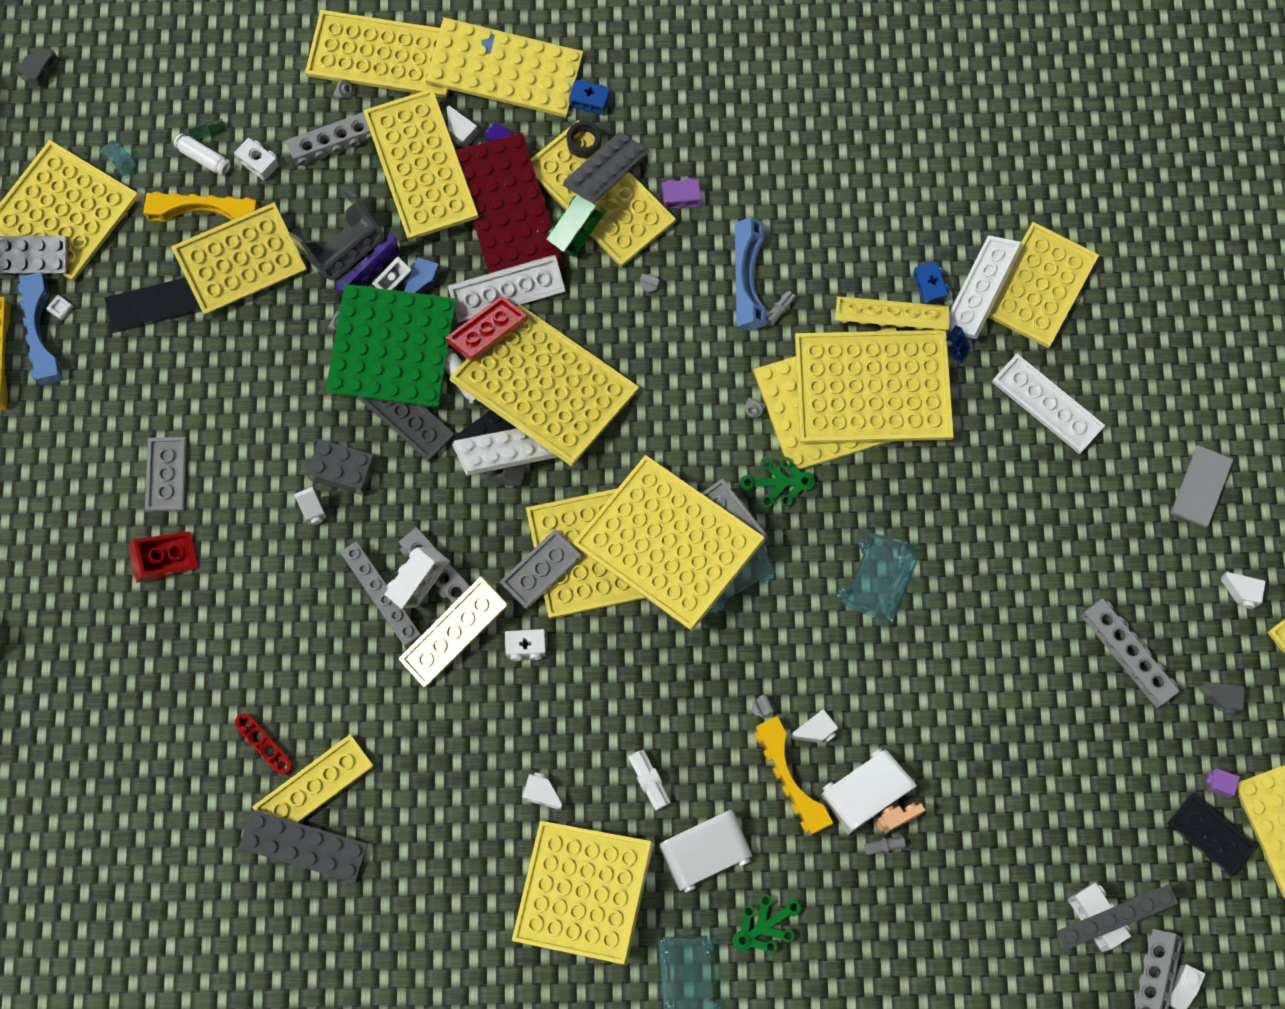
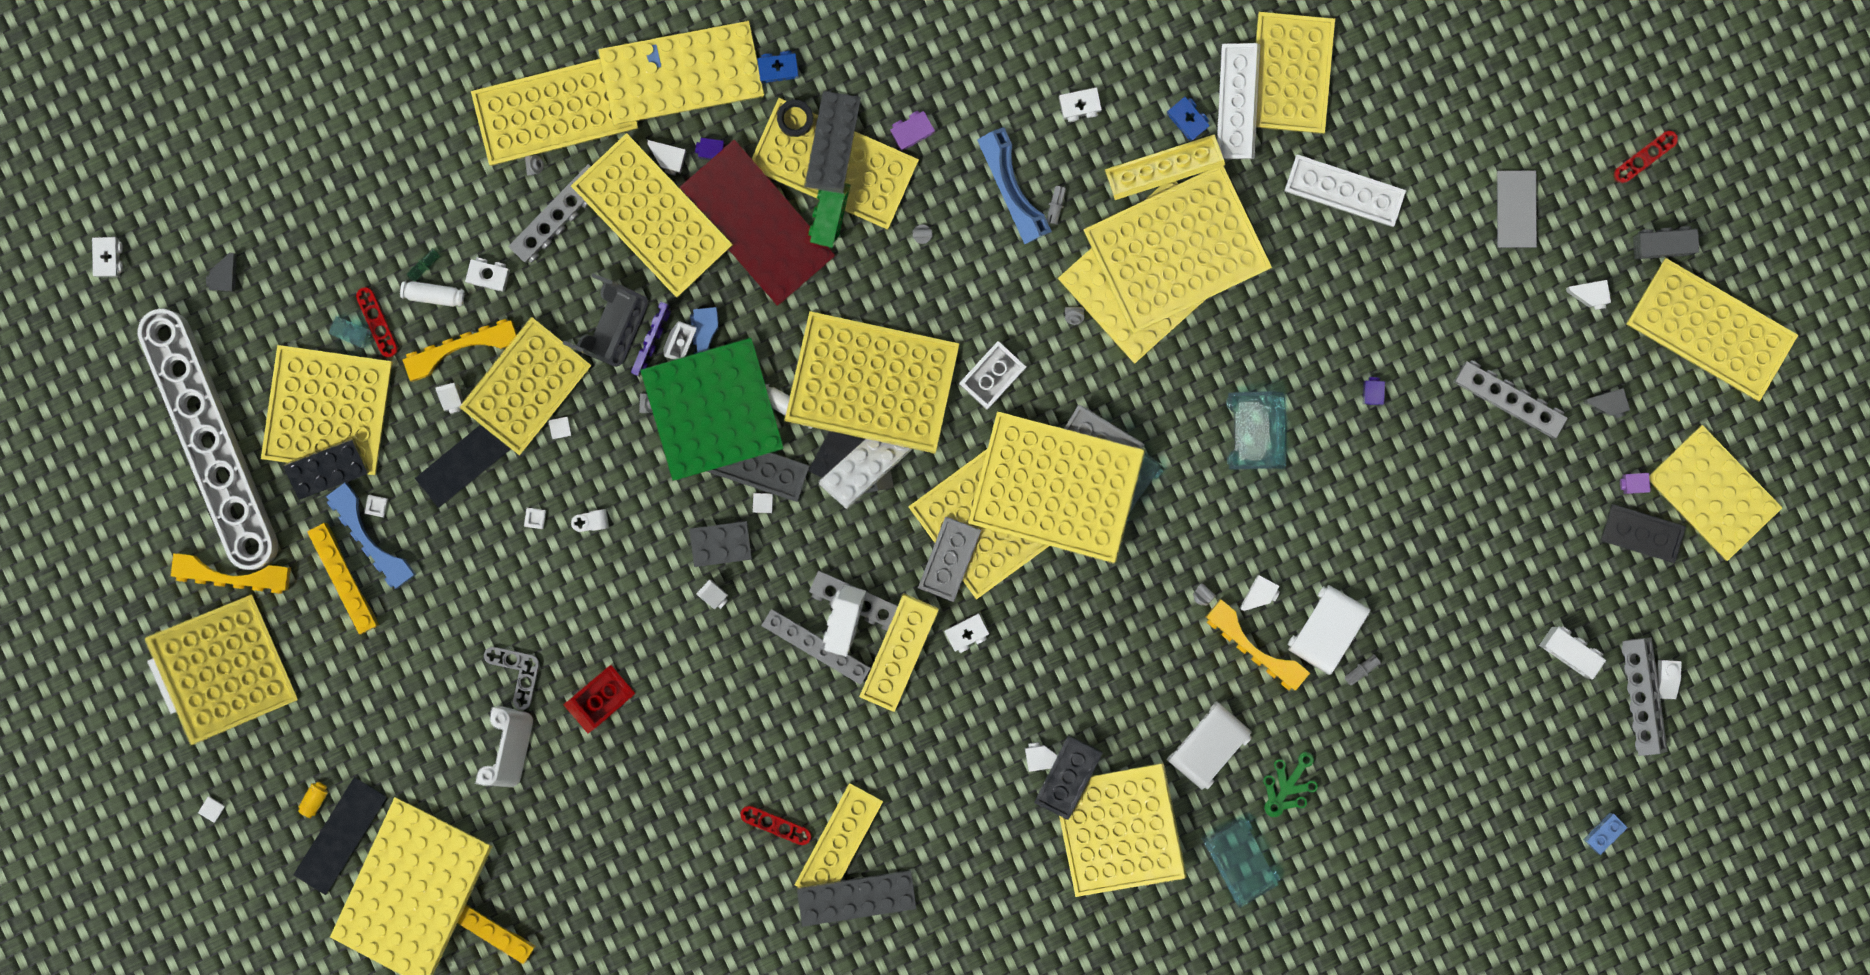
camera: 25 degrees left, 15 degrees up
(58, 562) = (512, 749): none -> white windscreen
(109, 497) = (519, 665): none -> light grey beam
(143, 158) = (374, 323): none -> red beam
(166, 474) = (560, 621): light grey tile -> none
(169, 235) = (450, 397): none -> white slope
(190, 377) = (535, 518): none -> white tile
(239, 398) = (593, 521): none -> white piece
(252, 310) = (560, 428): none -> white tile
(397, 450) = (762, 503): none -> white tile
(486, 328) = (794, 354): red plate -> none
(516, 284) = (791, 302): white plate -> none
(556, 817) = (1068, 777): none -> black plate
(649, 780) = (1132, 705): white piece -> none
(655, 425) = (992, 375): none -> white brick
(780, 481) = (1129, 377): green plant -> none
(833, 225) = (1088, 97): none -> white brick
(892, 817) = (1362, 645): light nougat plate -> none
(958, 343) = (1238, 171): clear blue plate -> none
(1002, 590) = (1373, 391): none -> dark purple brick
(1116, 917) = (1587, 650): dark grey plate -> none

